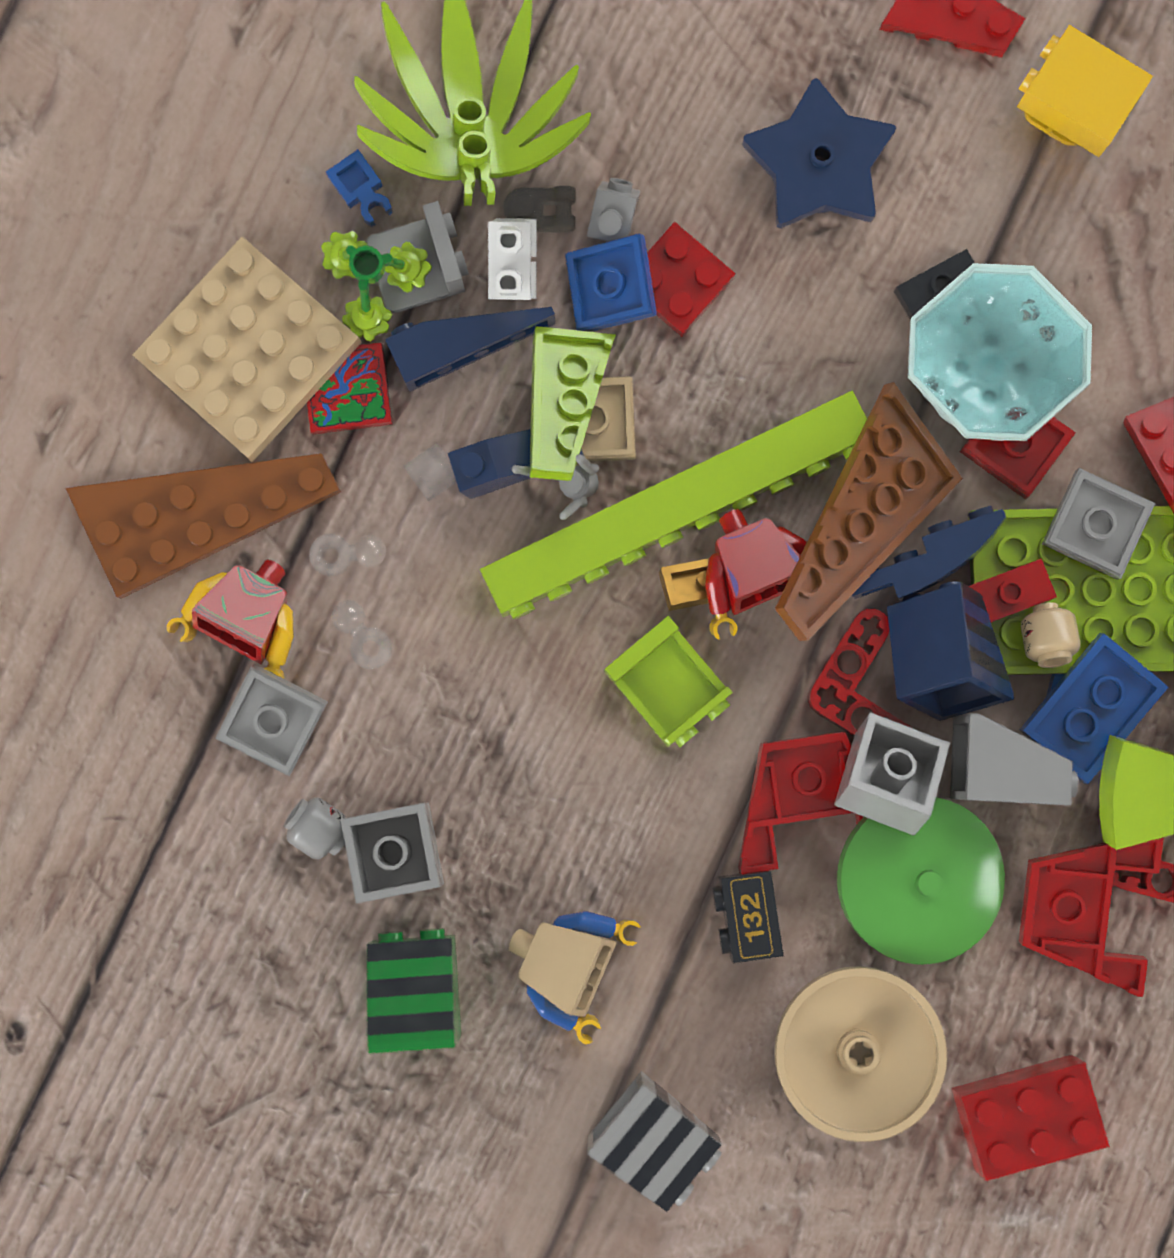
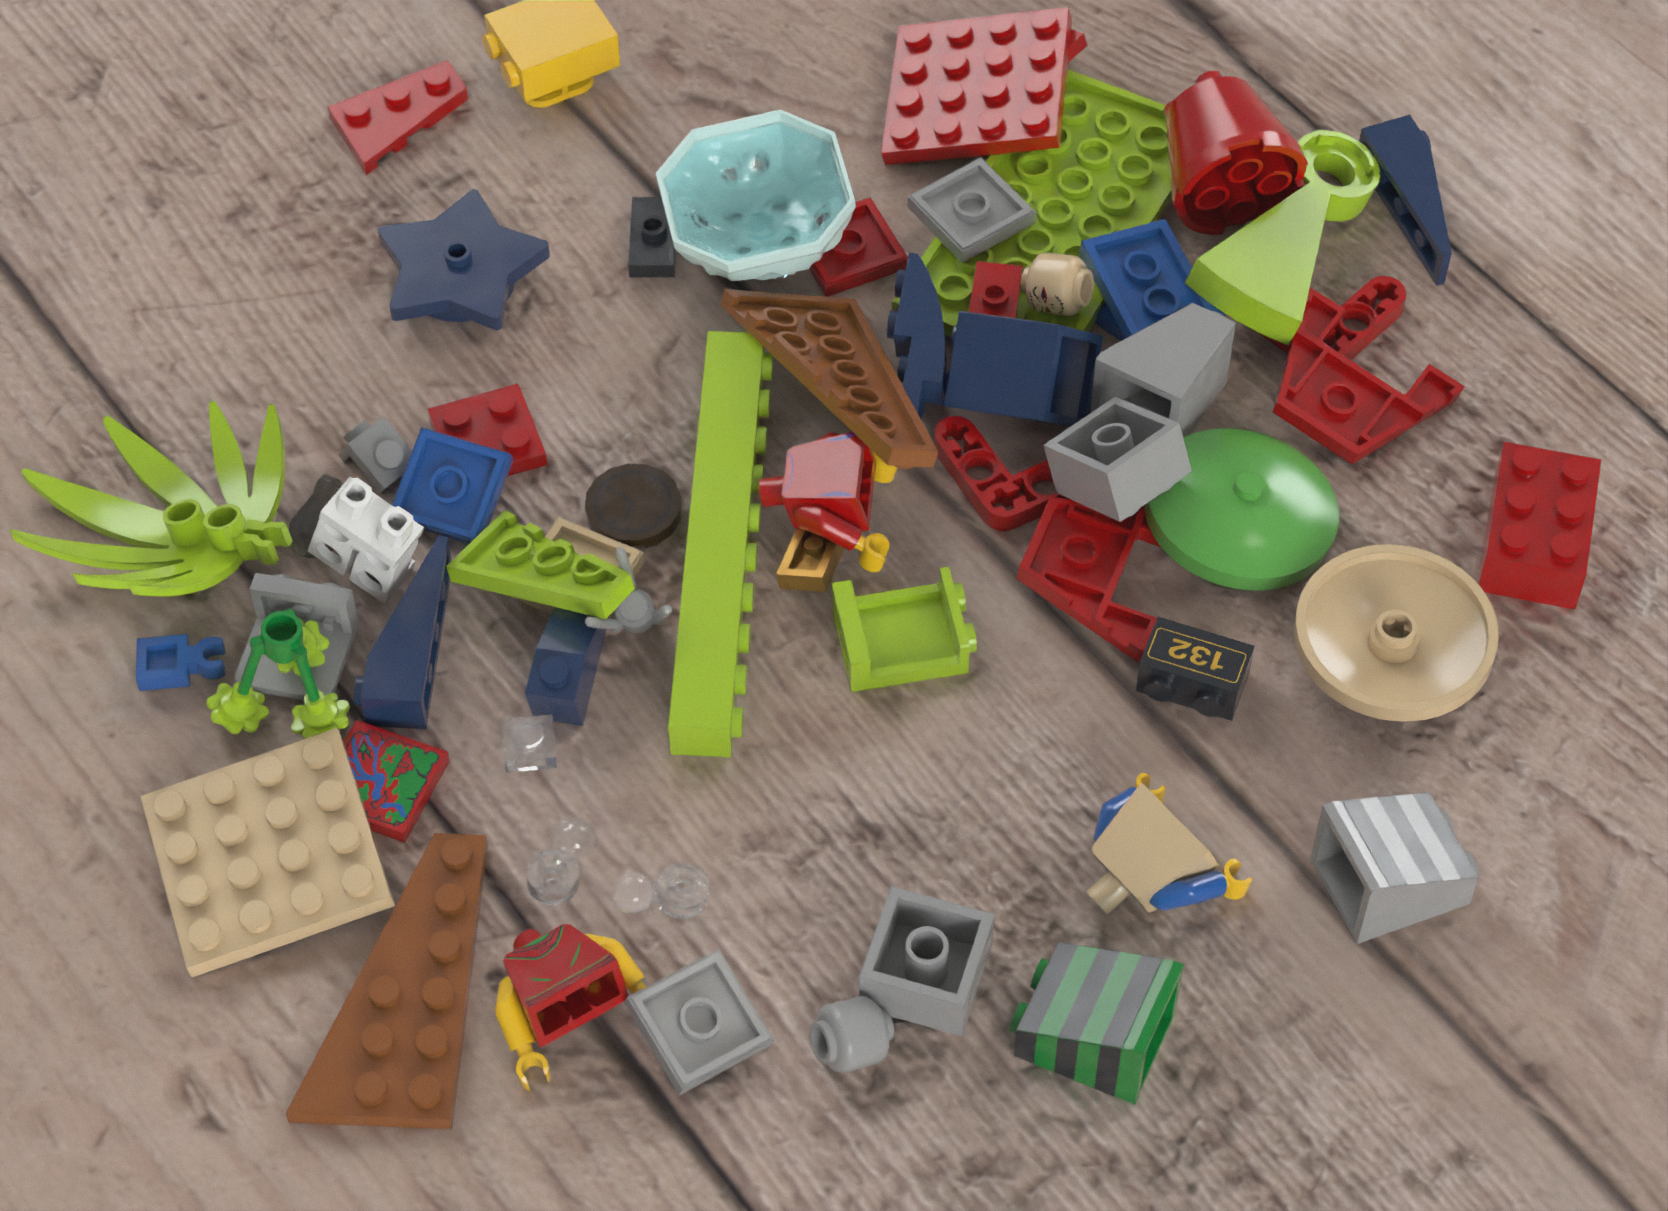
camera: 65 degrees left, 30 degrees down
(674, 424) = (634, 505): none -> dark brown tile

